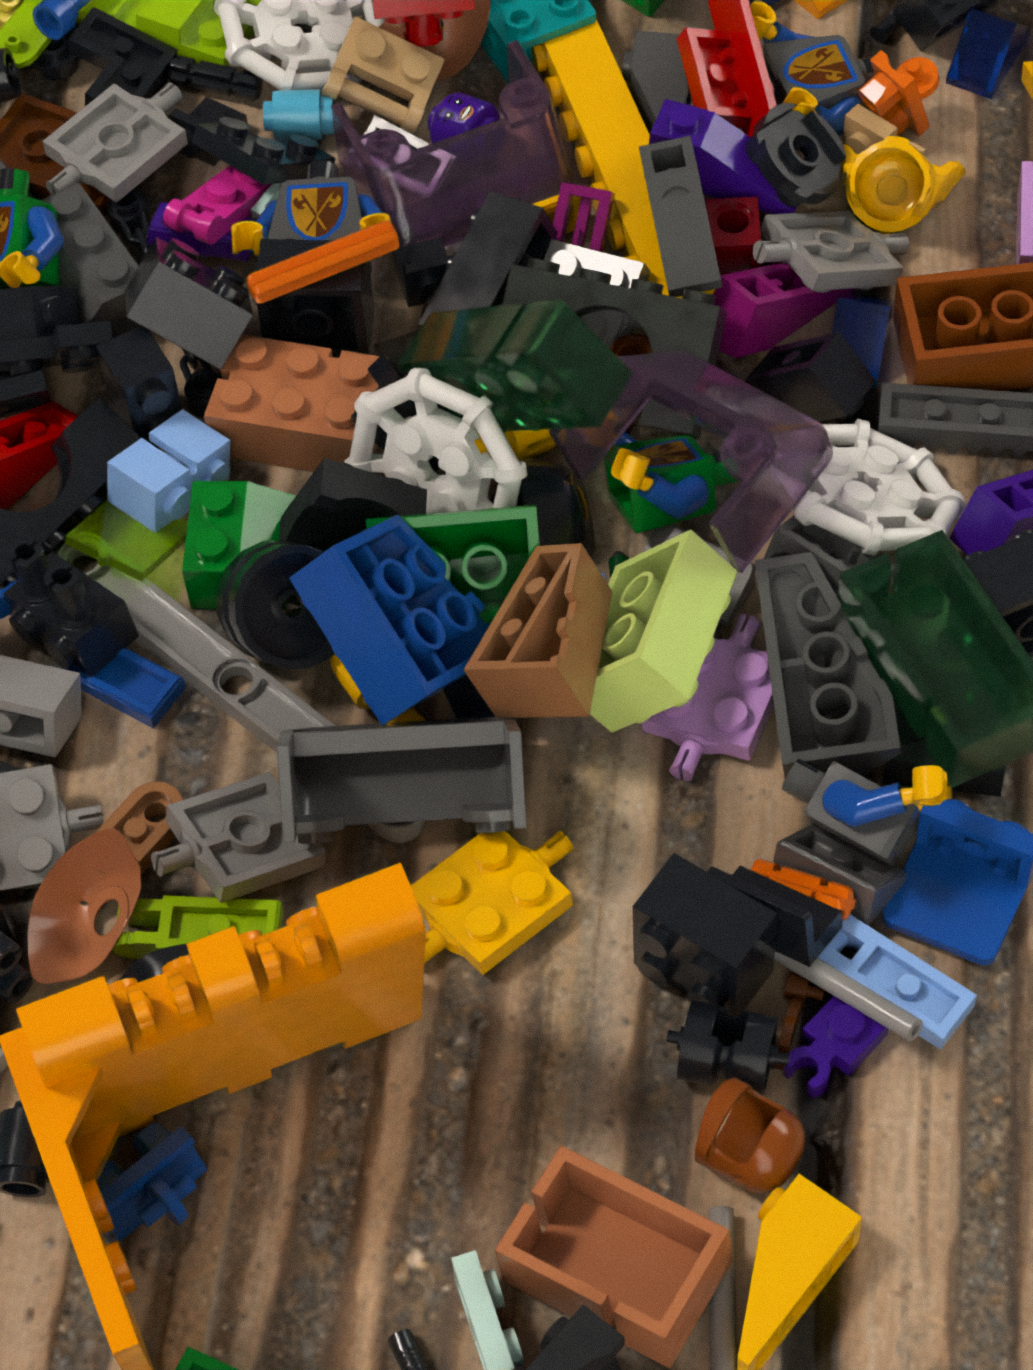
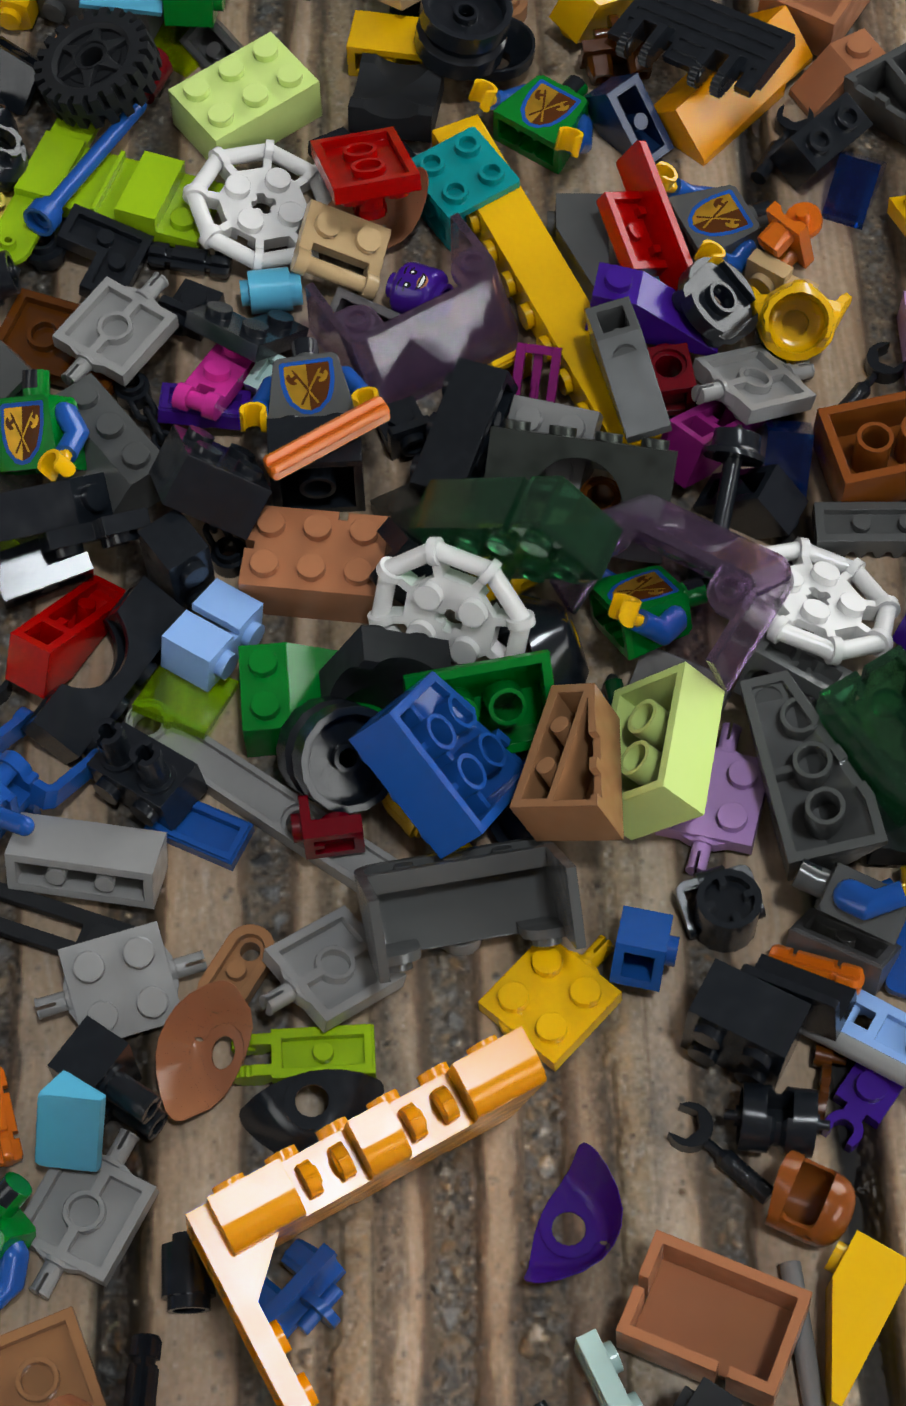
camera: 10 degrees left, 5 degrees up
(261, 691) = (327, 837): none -> dark red bracket
(498, 1112) = (594, 1197): none -> dark purple piece
(602, 846) = (643, 948): none -> blue brick
(641, 1065) = (726, 1159): none -> black piece
(706, 813) = (724, 907): none -> black piece
(792, 313) = (734, 449): none -> black piece
(984, 251) = (876, 372): none -> black piece

